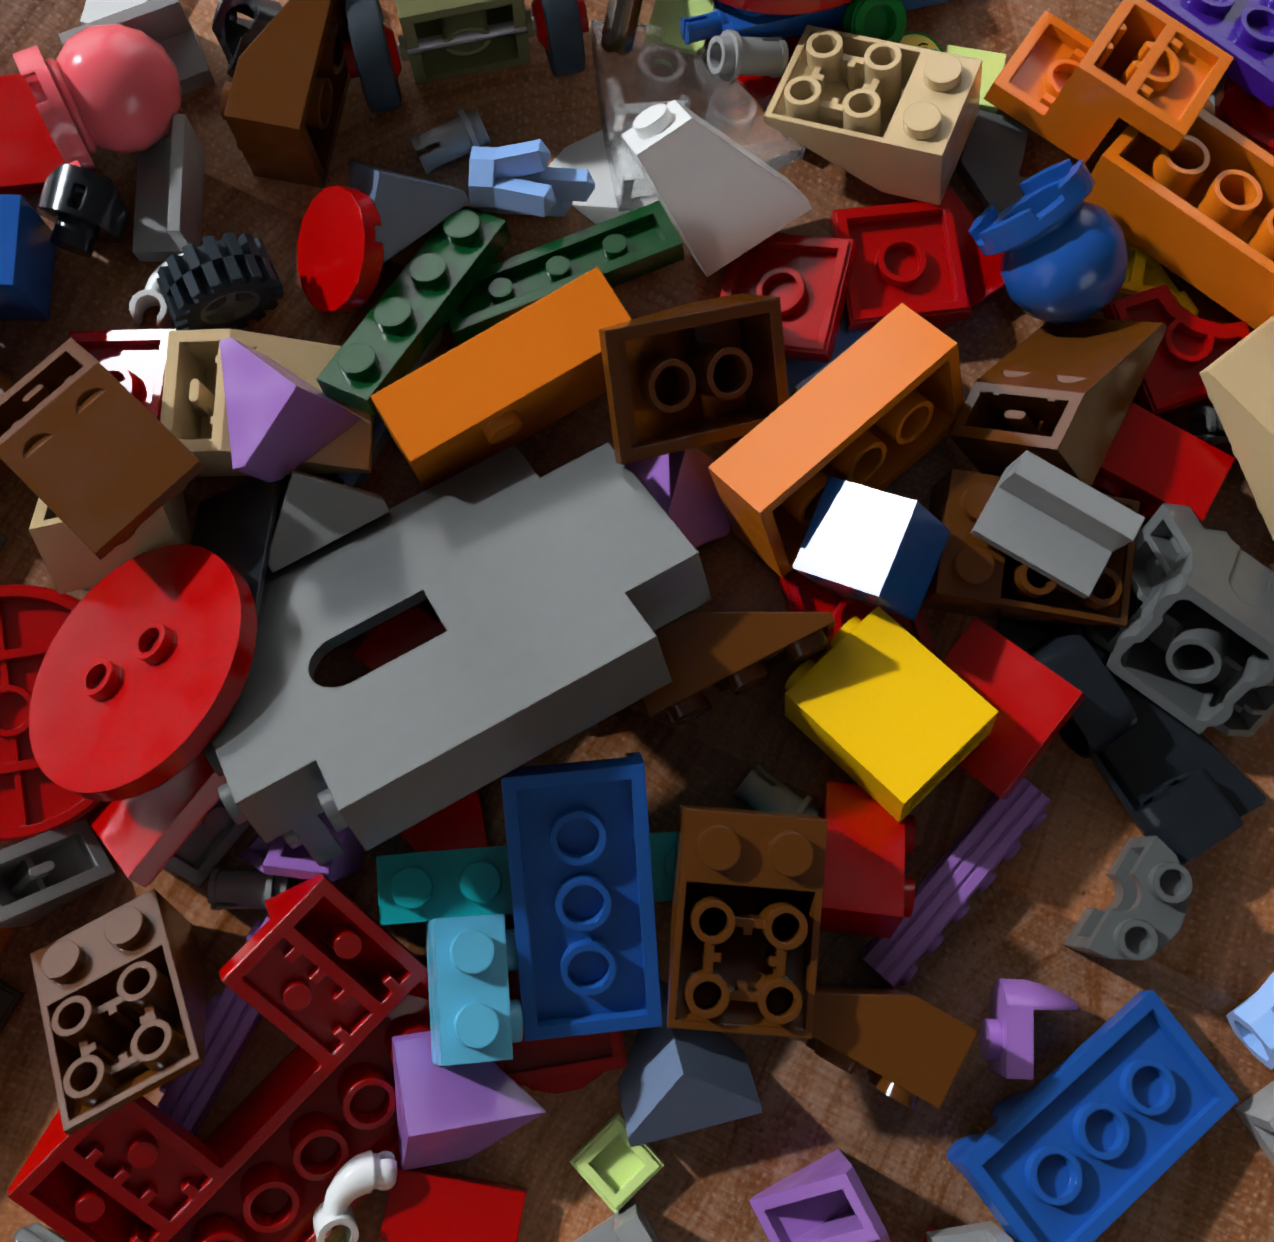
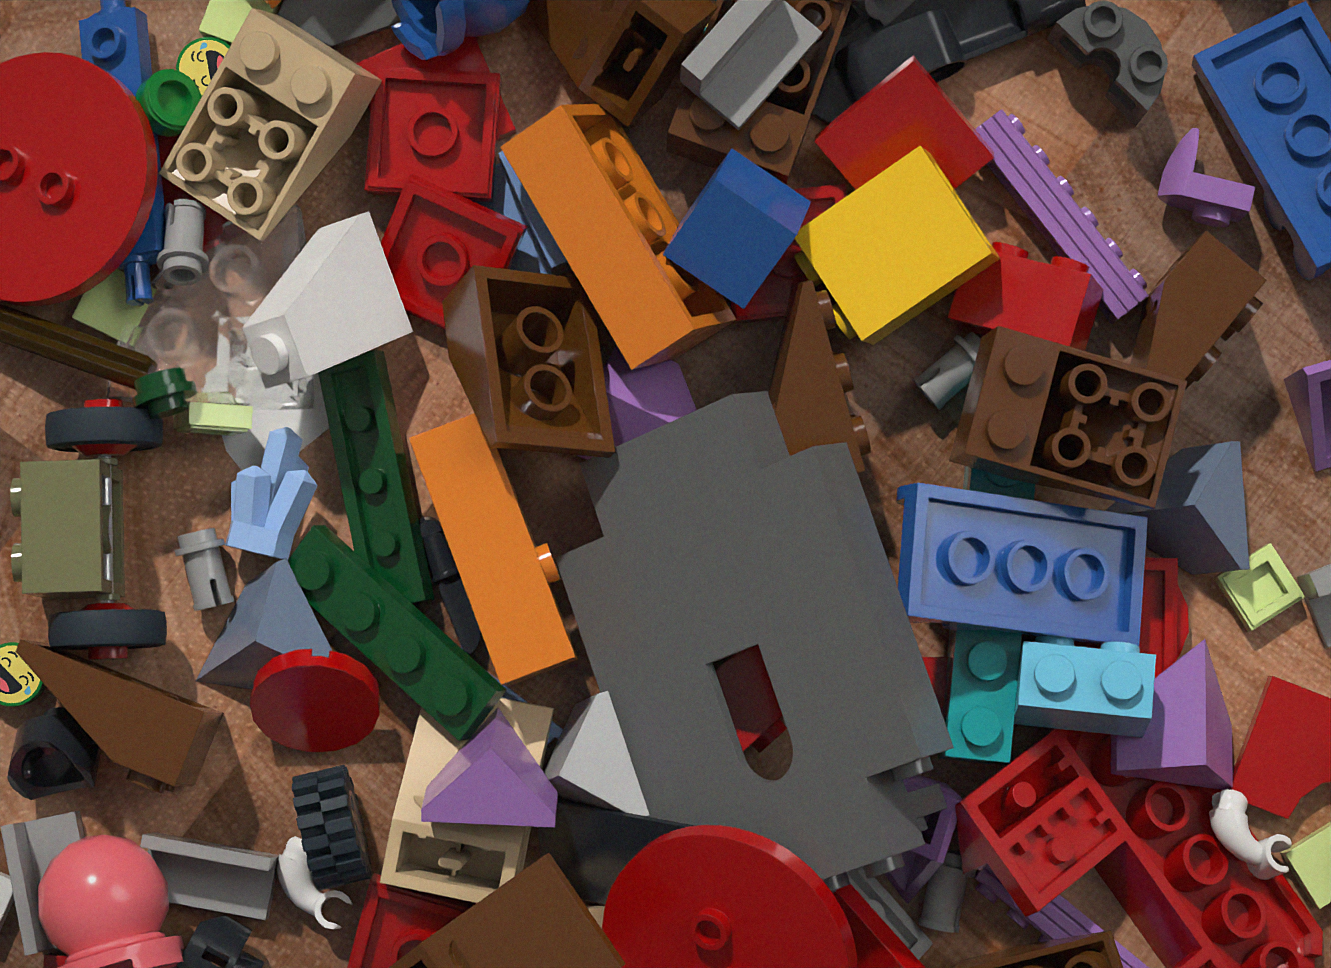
camera: 75 degrees left, 5 degrees up
(589, 114) = (214, 419): none -> yellowish green tile
(601, 53) = (164, 392): none -> dark green plate

